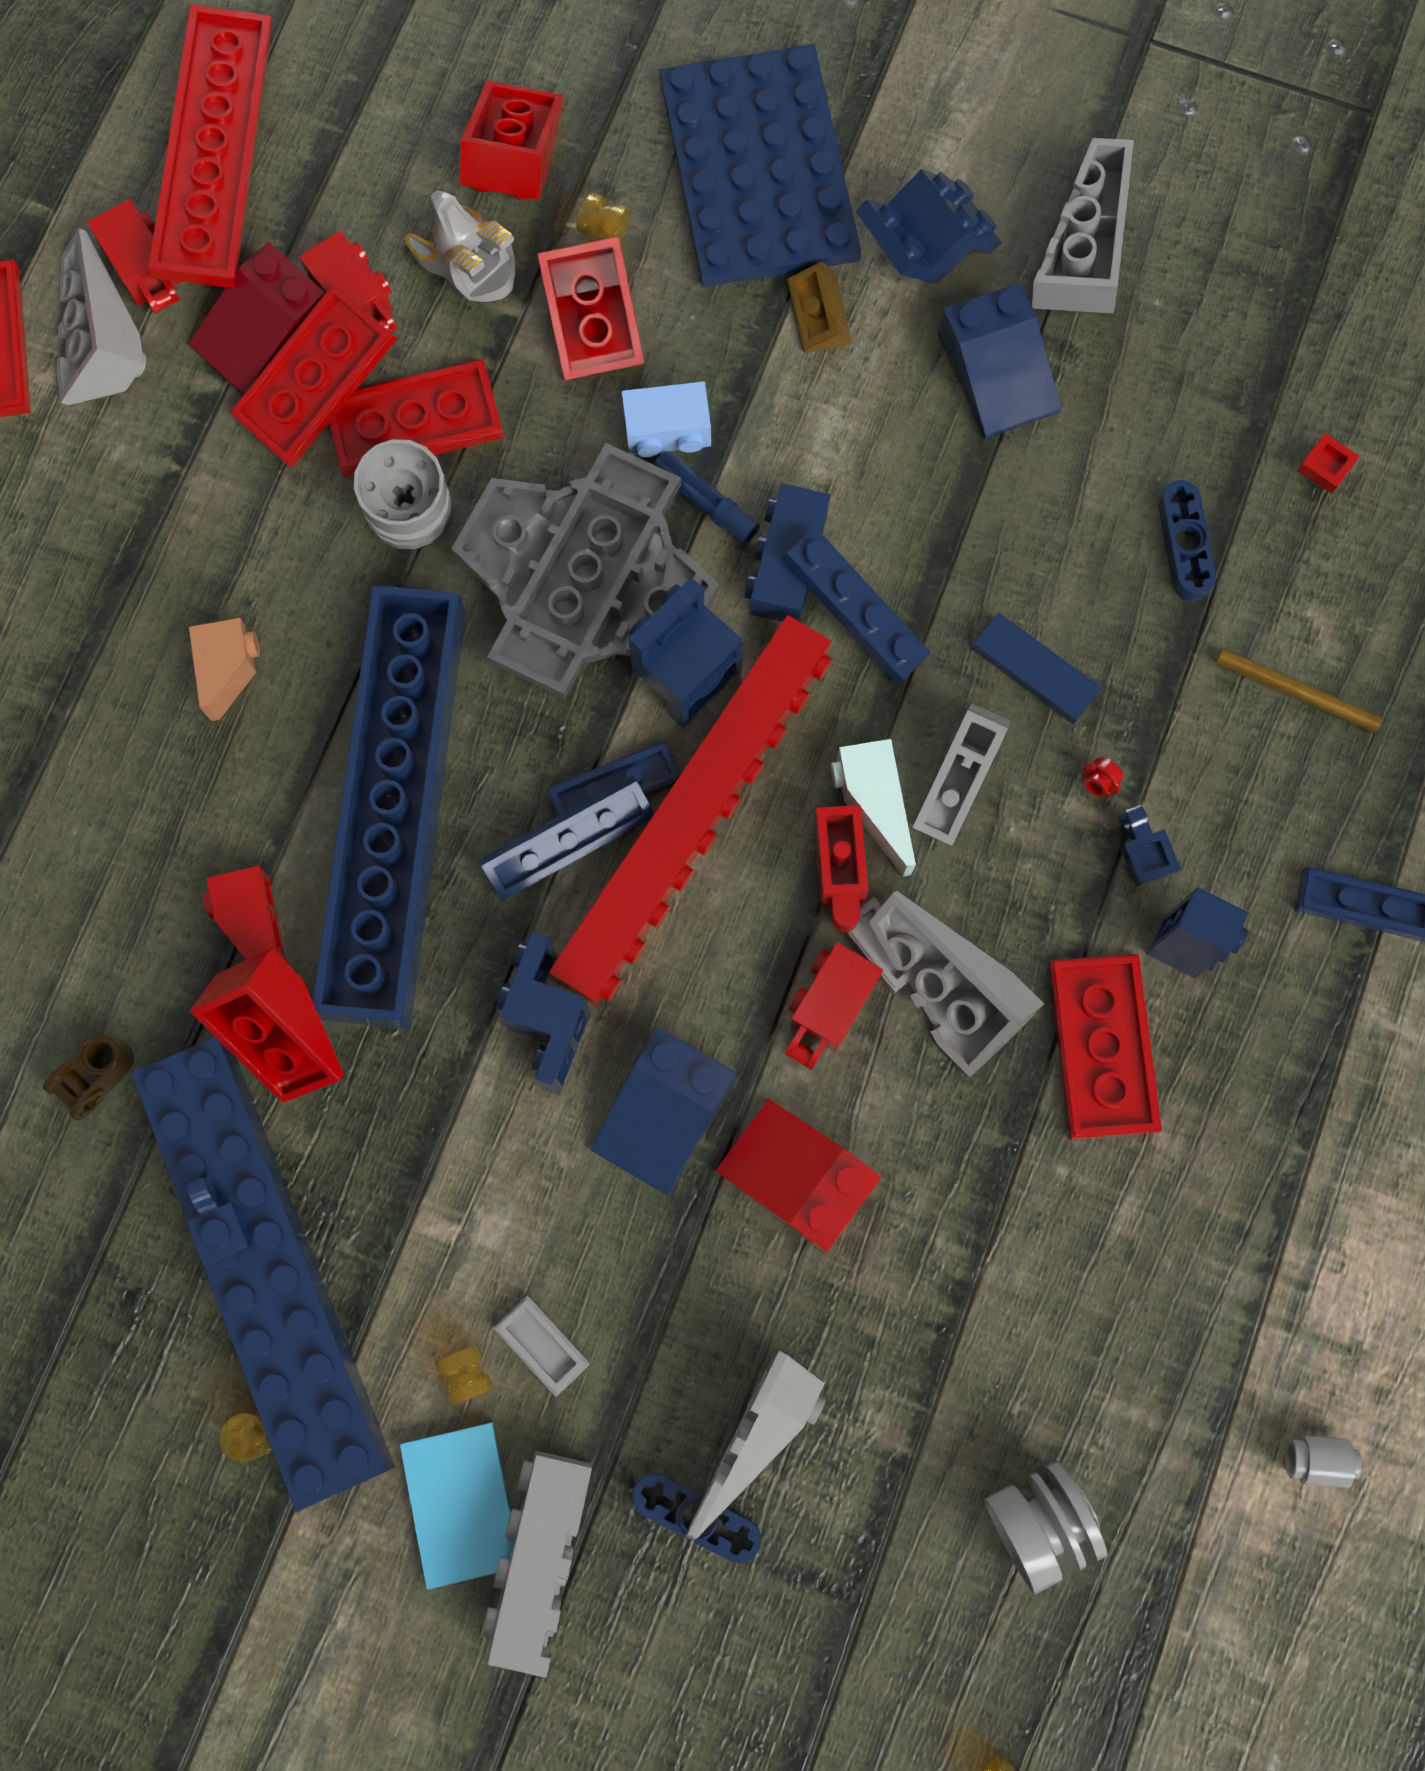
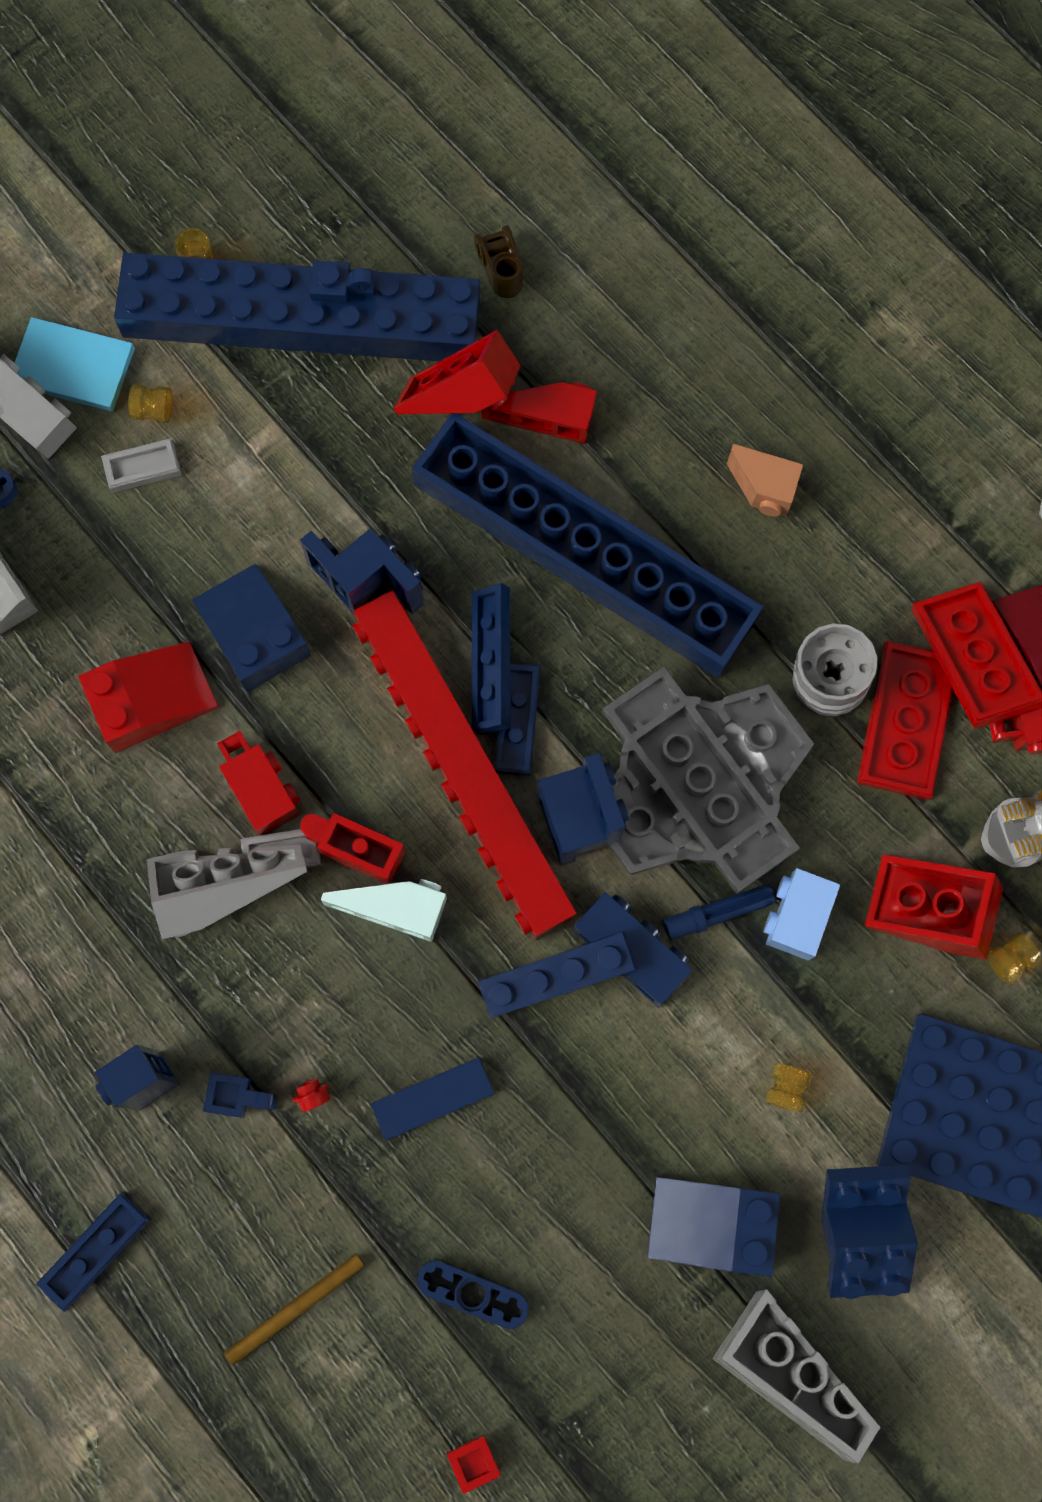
camera: 115 degrees right, 0 degrees up
(819, 308) = (845, 1101): pearl gold slope -> none
(838, 356) = (788, 1088): none -> clear yellow wheel
(961, 774) = (378, 986): light grey slope -> none
(1104, 1047) = (109, 974): red tile -> none

